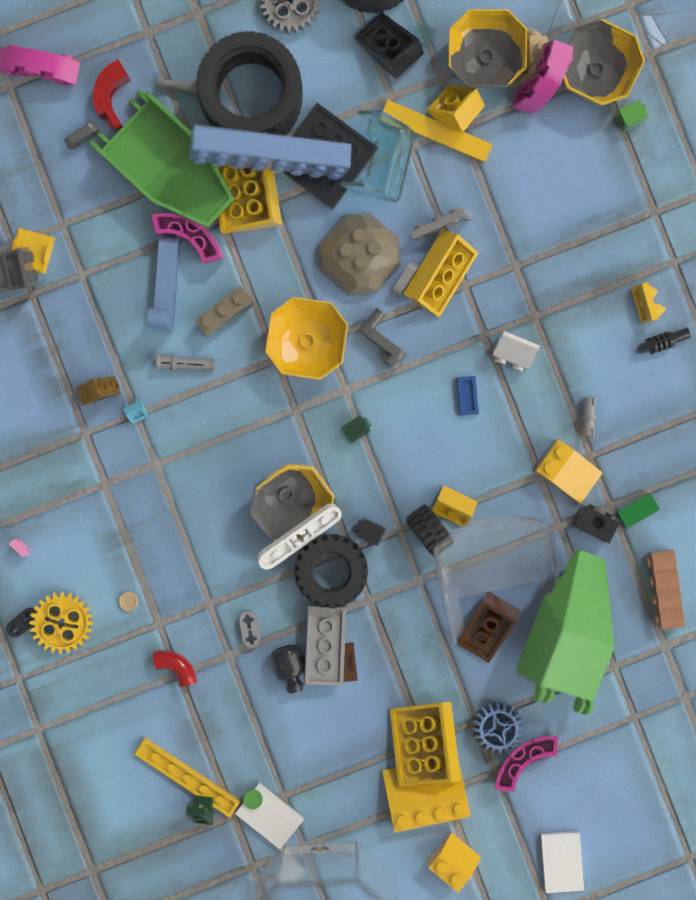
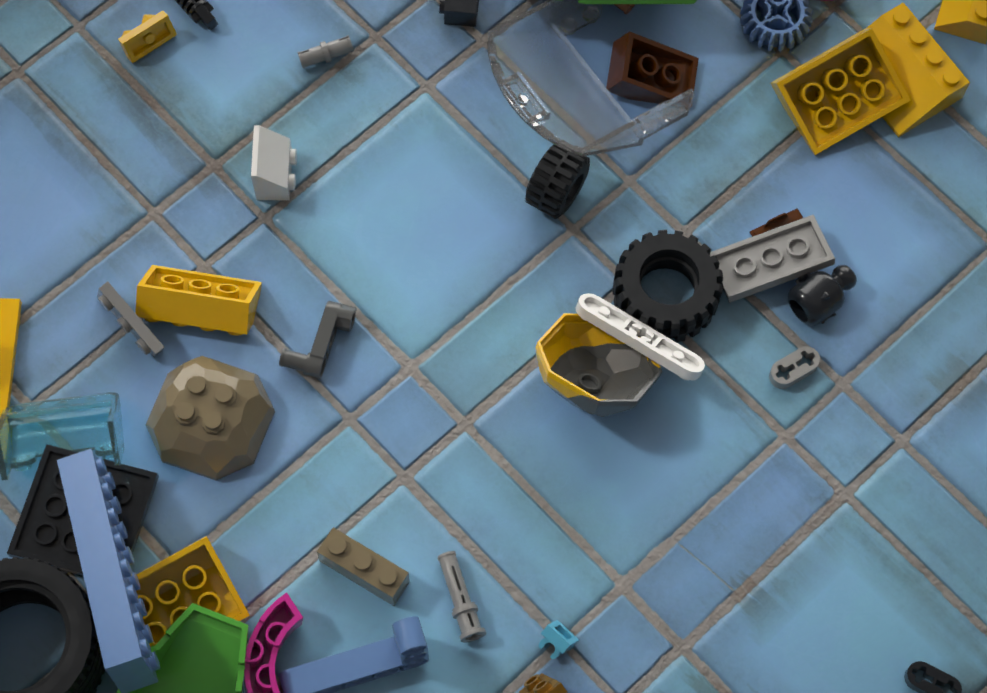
camera: 115 degrees left, 20 degrees down
(56, 639) = (880, 626): yellow gear -> none
(128, 601) = (833, 546): tan piece -> none
(177, 664) = (889, 440): red cylinder -> none
(306, 338) = (359, 427): yellow rock -> none
(356, 428) = (459, 328): clear green brick -> none
(369, 531) = (592, 254): black brick -> none
(405, 279) = (224, 342): light grey beam -> none
(454, 506) = (512, 168): yellow panel -> none
(467, 395) = (355, 208): blue tile -> none
(568, 471) = (405, 54): yellow slope -> none

